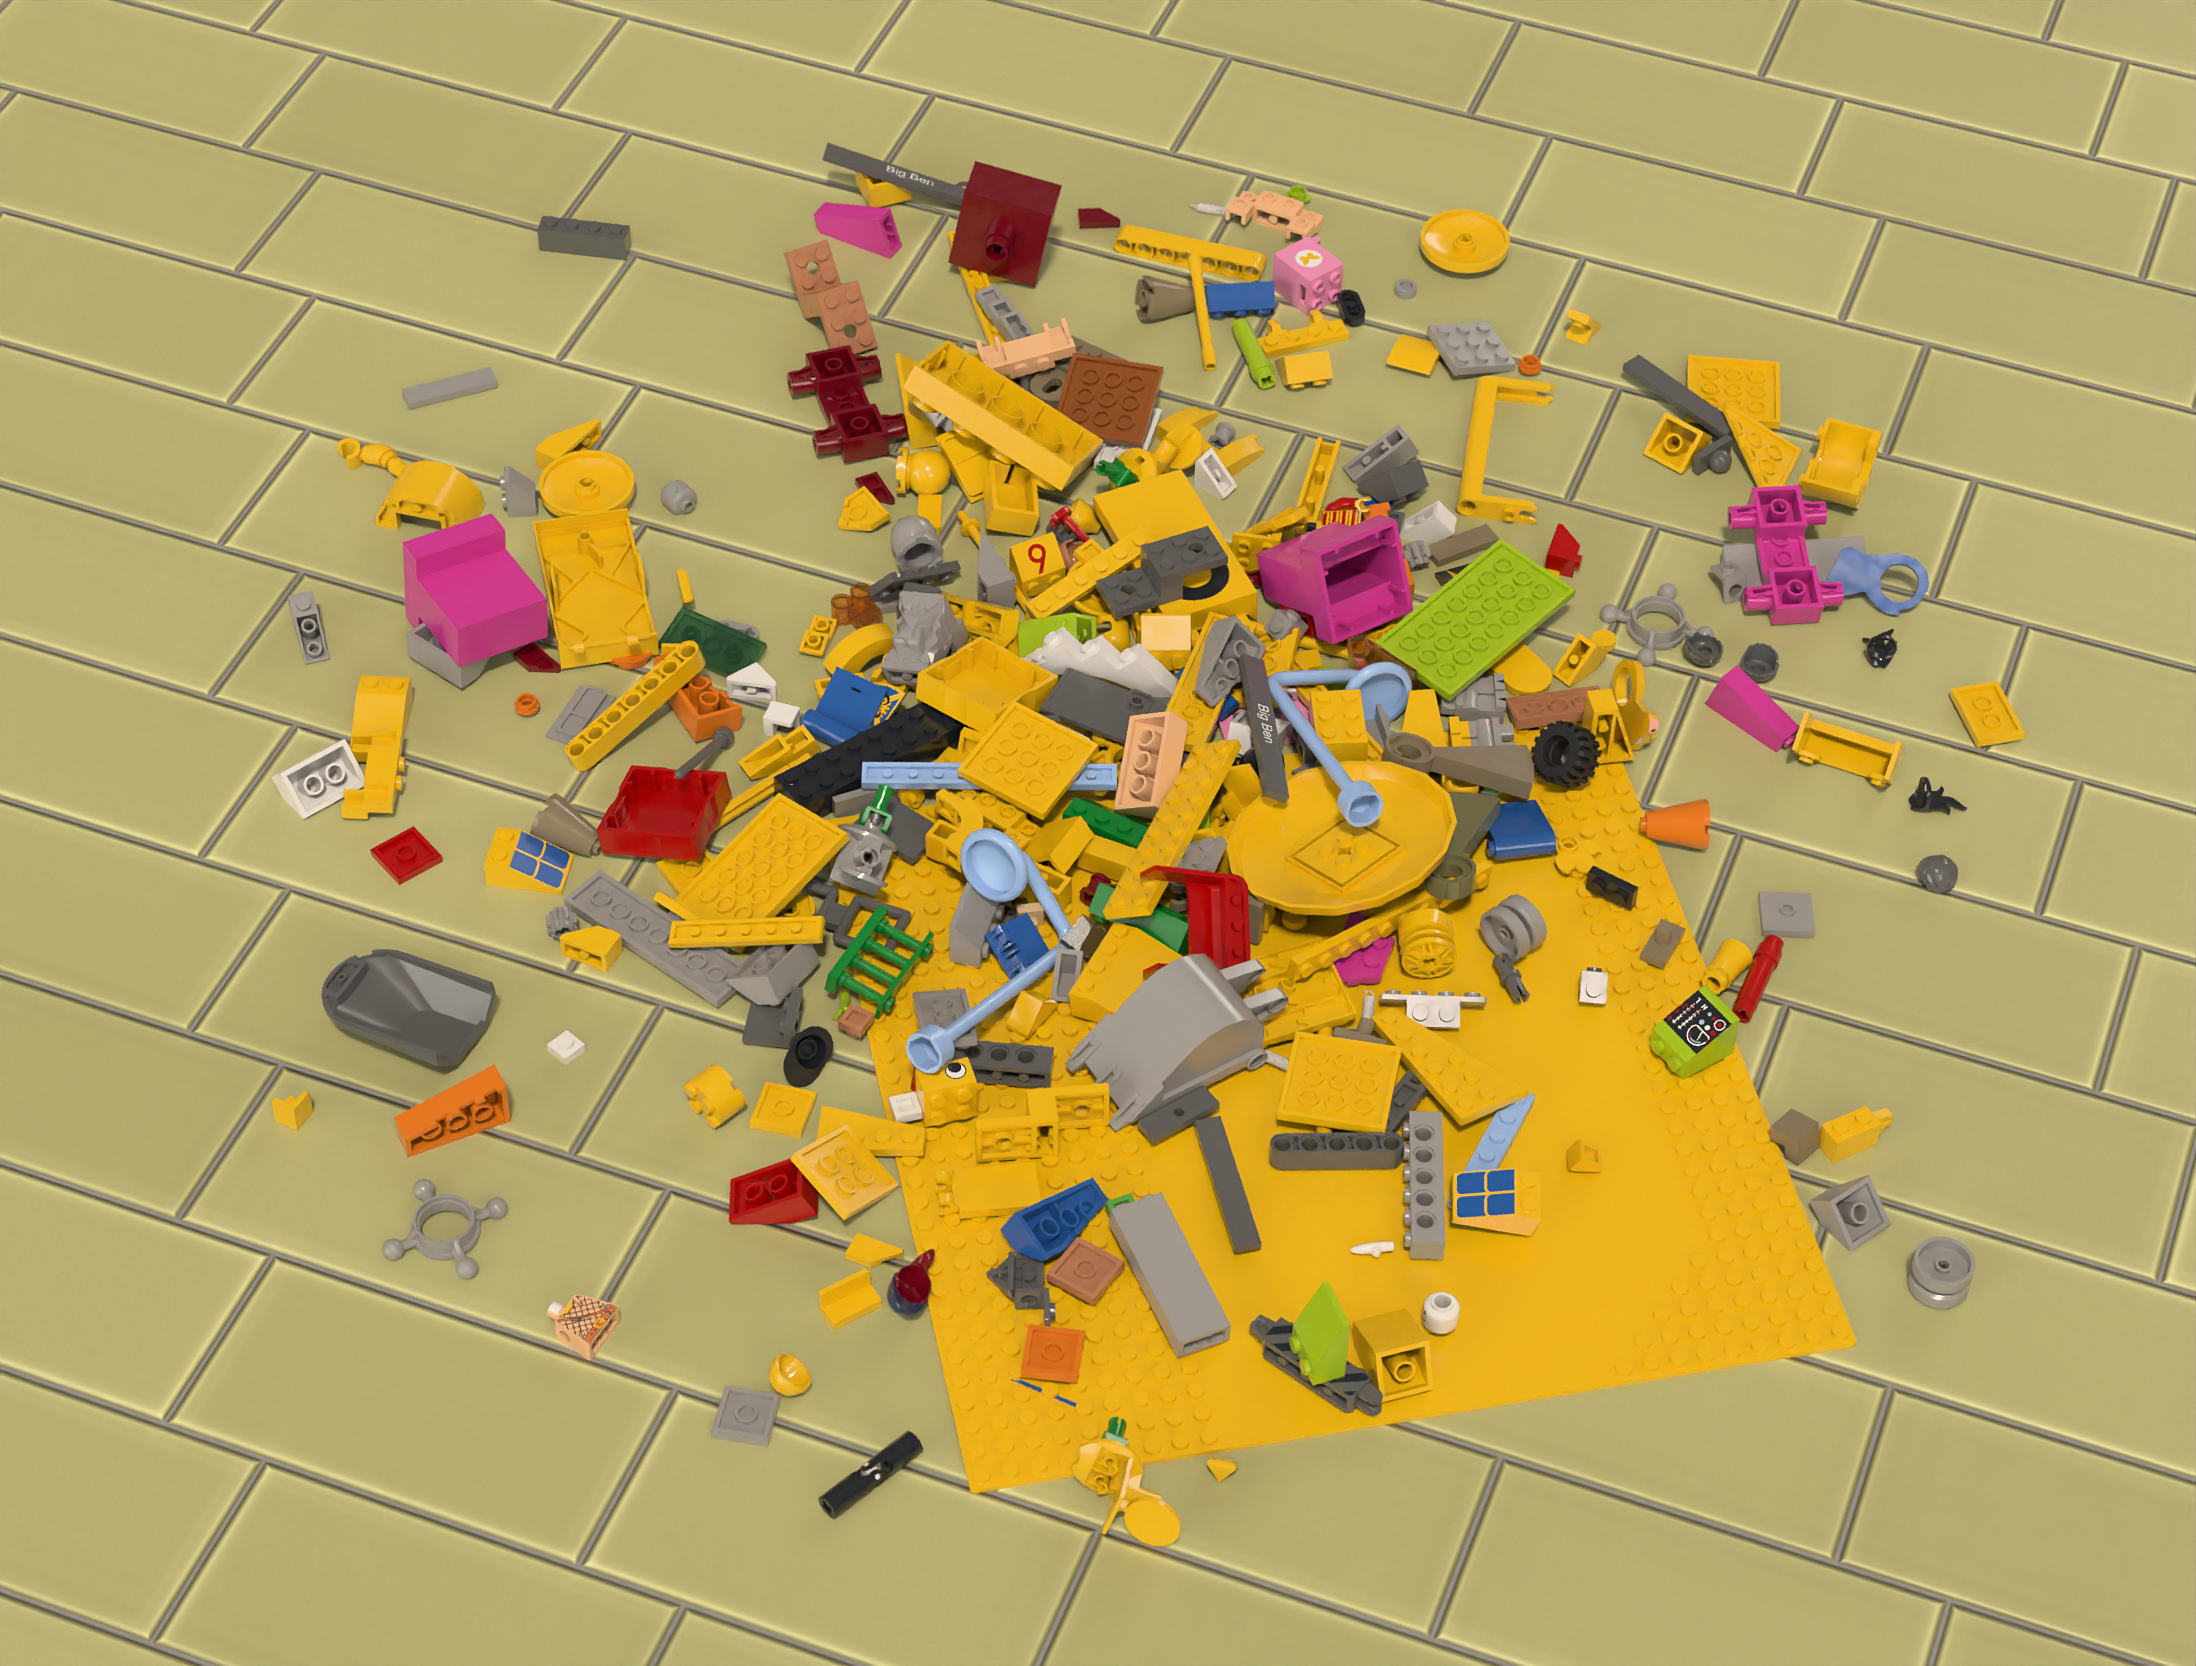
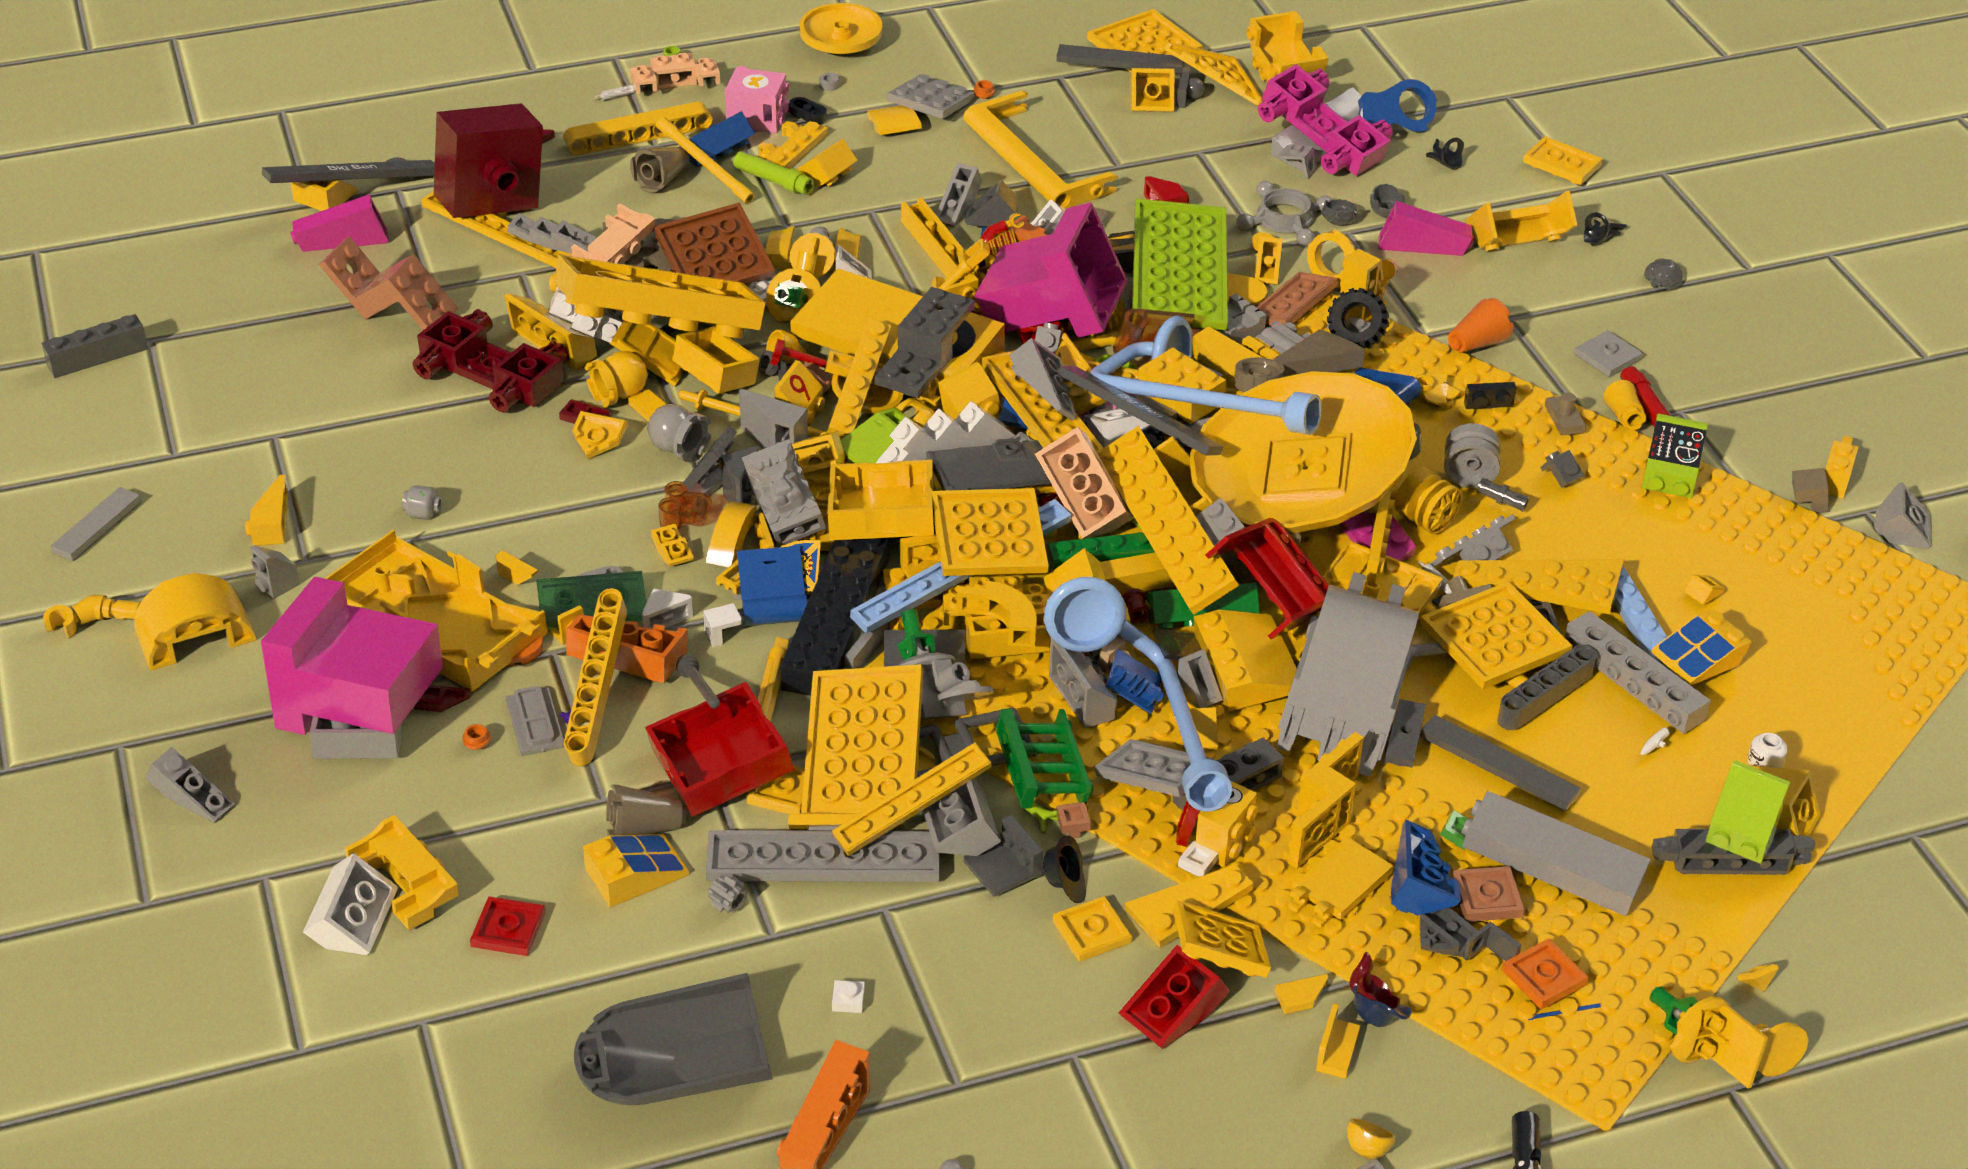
camera: 40 degrees left, 5 degrees down
(382, 704) = (340, 812): yellow slope -> none
(586, 483) = (328, 531): yellow dish -> none
(592, 946) = (777, 897): yellow slope -> none
(714, 1095) = (1035, 949): yellow brick -> none
(778, 753) = (751, 650): yellow slope -> none
(1582, 327) = (990, 47): yellow slope -> none

